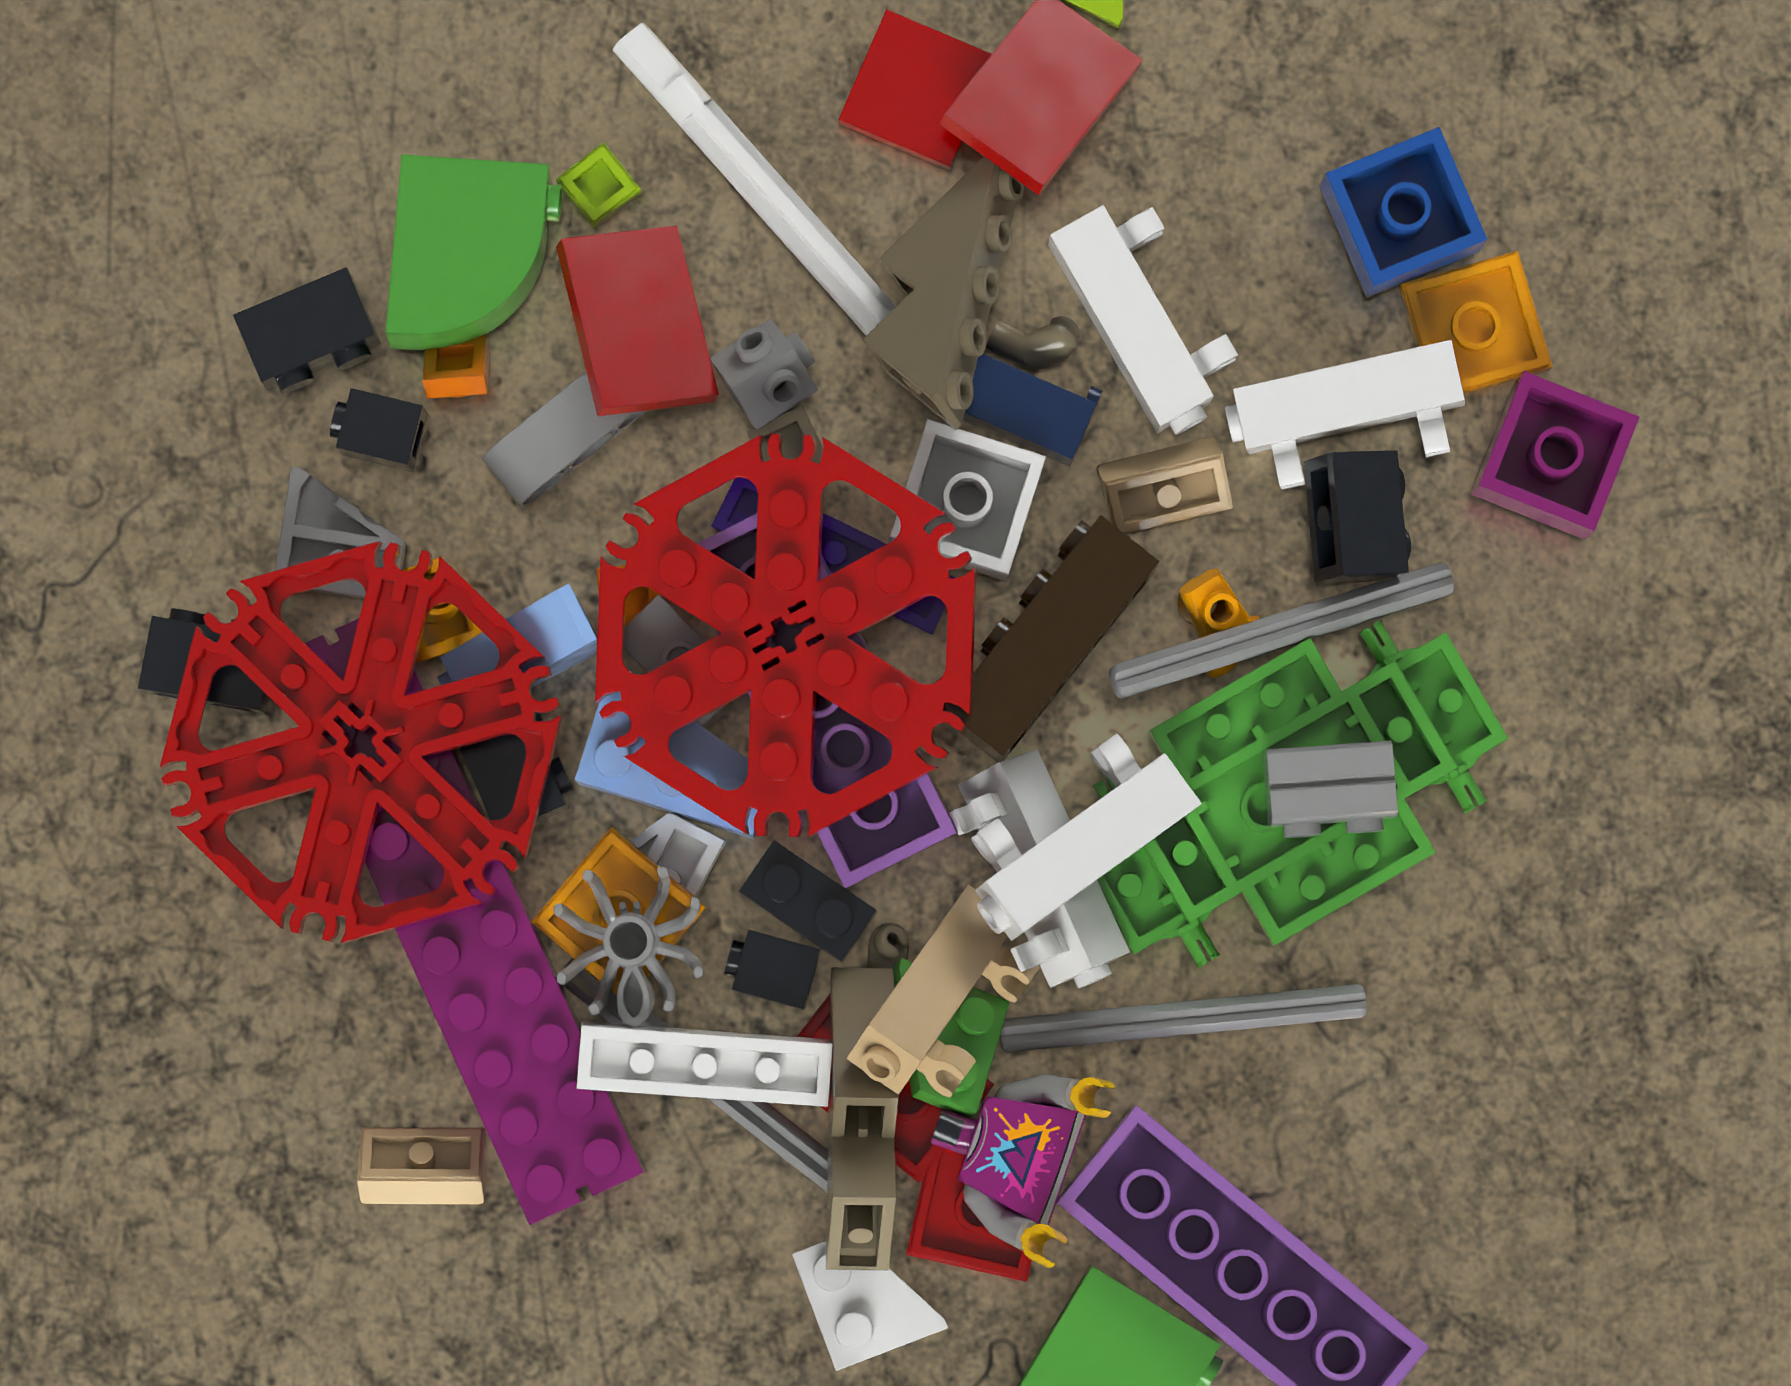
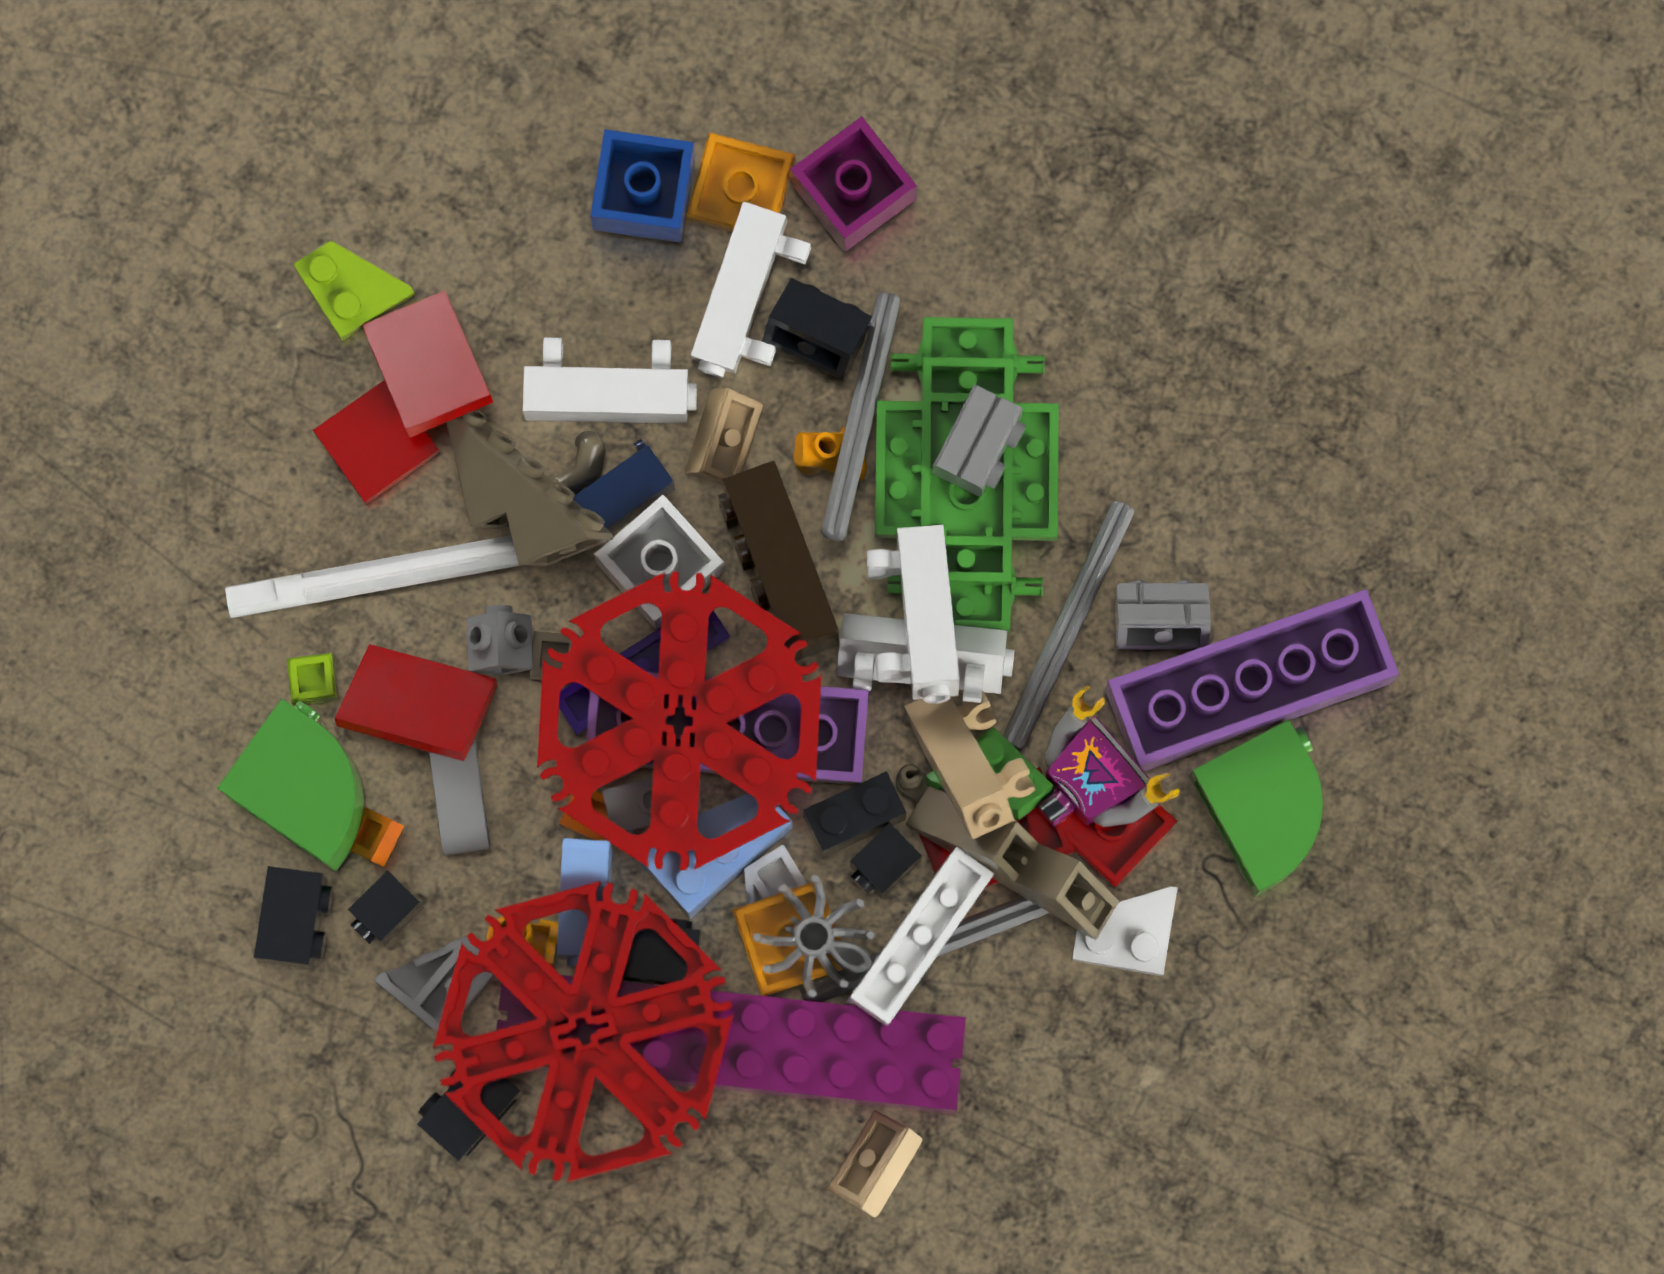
camera: 60 degrees left, 5 degrees down
(1257, 1122) = (1162, 615): none -> light grey brick

